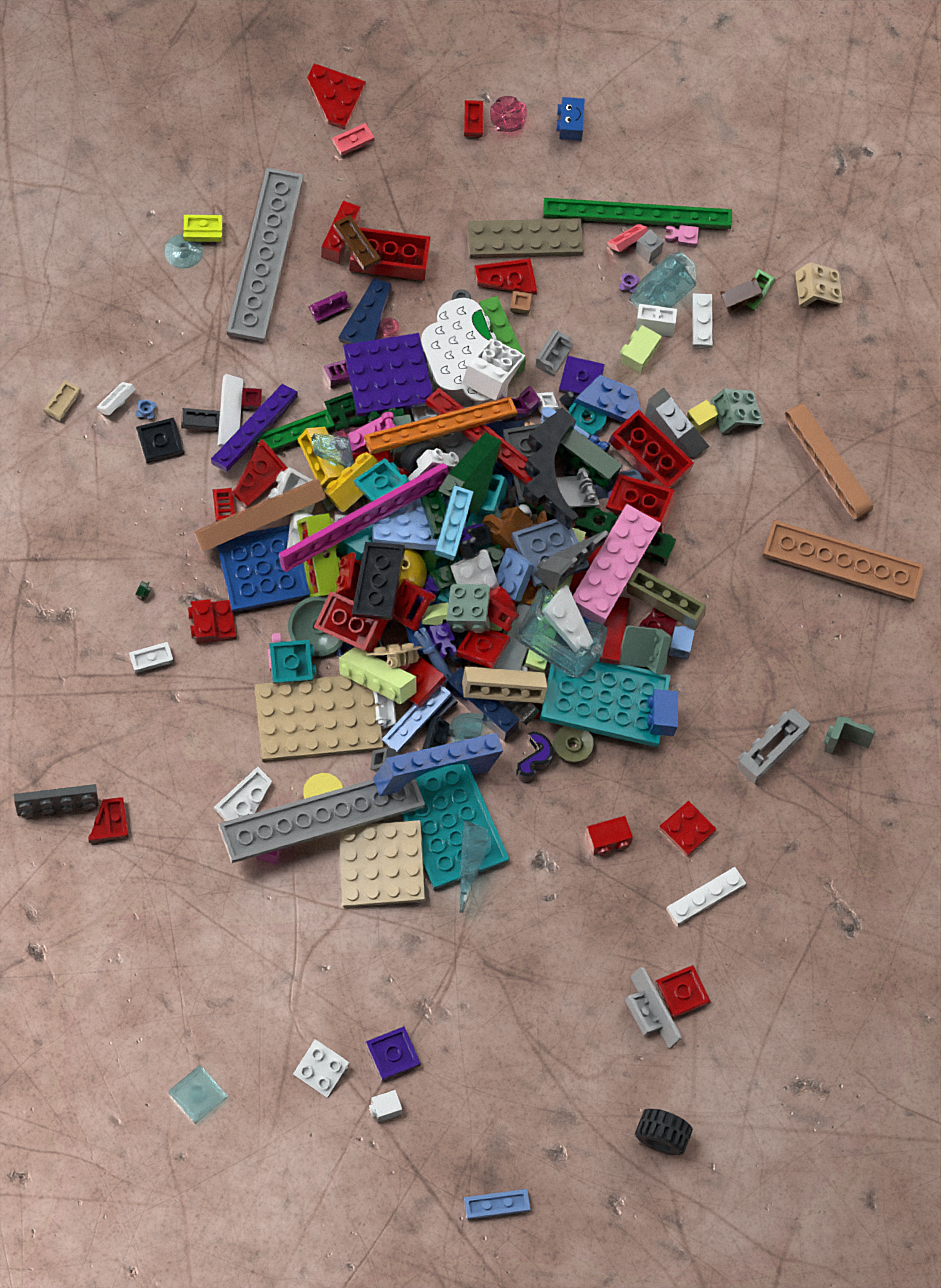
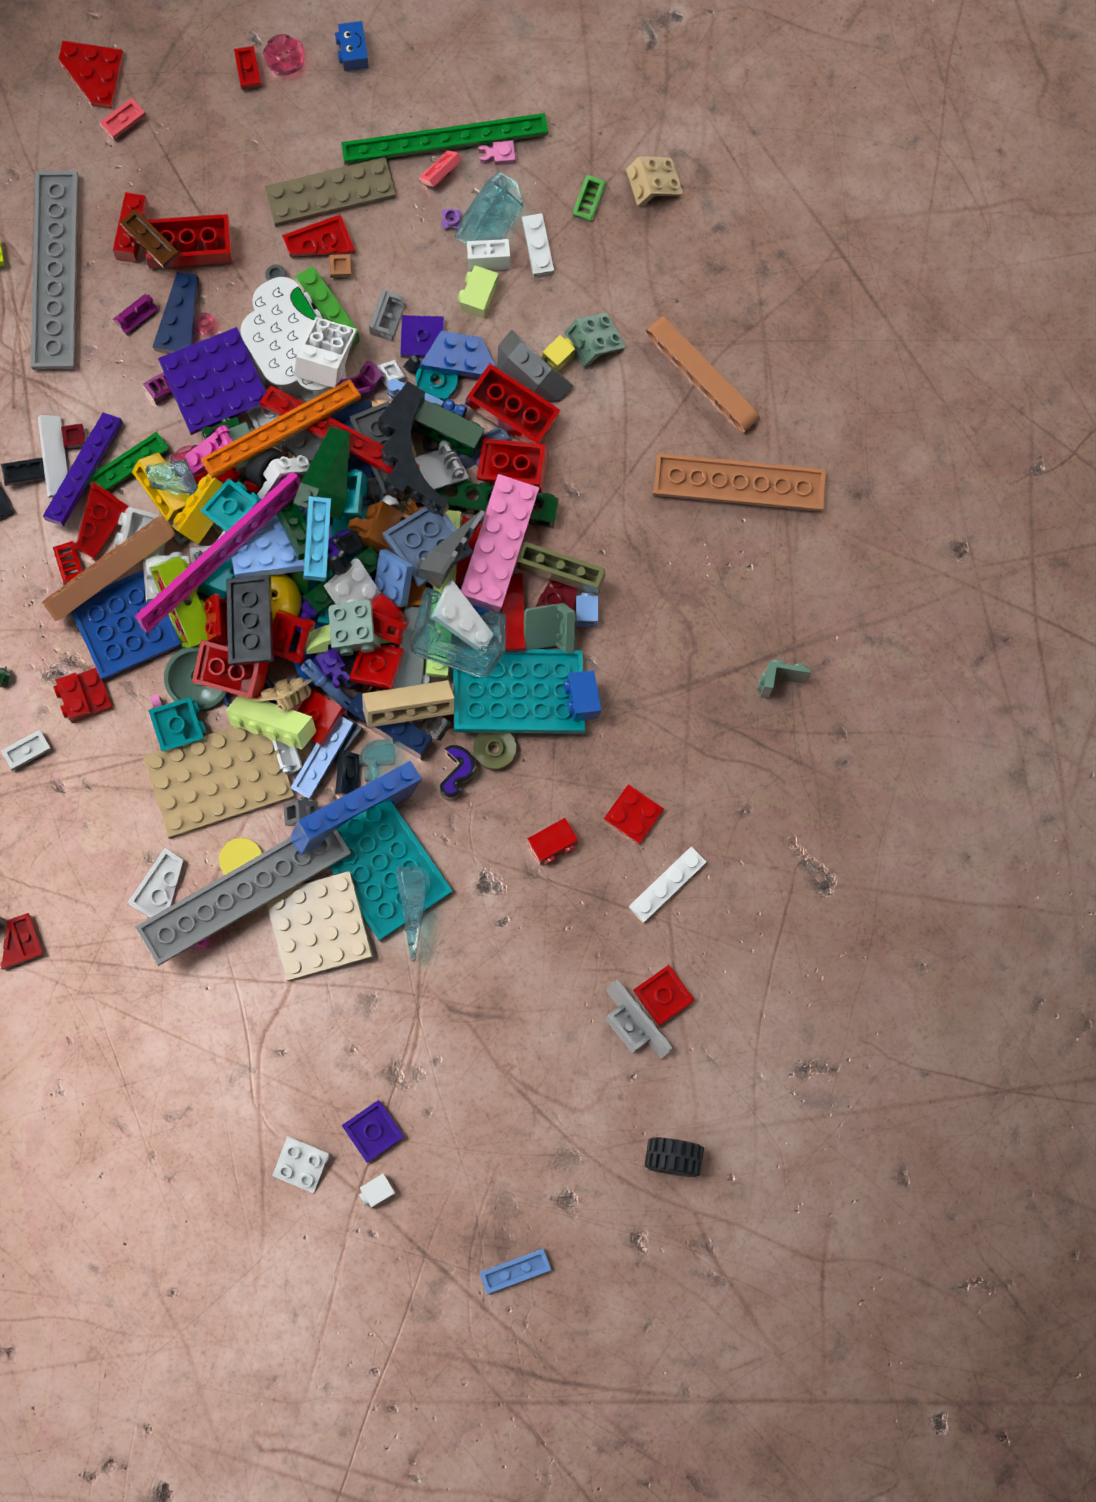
camera: 10 degrees left, 10 degrees up
(197, 1094) = (175, 1221): clear light blue plate -> none
(341, 407) = (170, 426): dark green plate -> none
(649, 246) = (464, 173): light grey brick -> none
(741, 295) = (574, 207): hinge -> none
(792, 723) = (723, 674): light grey brick -> none

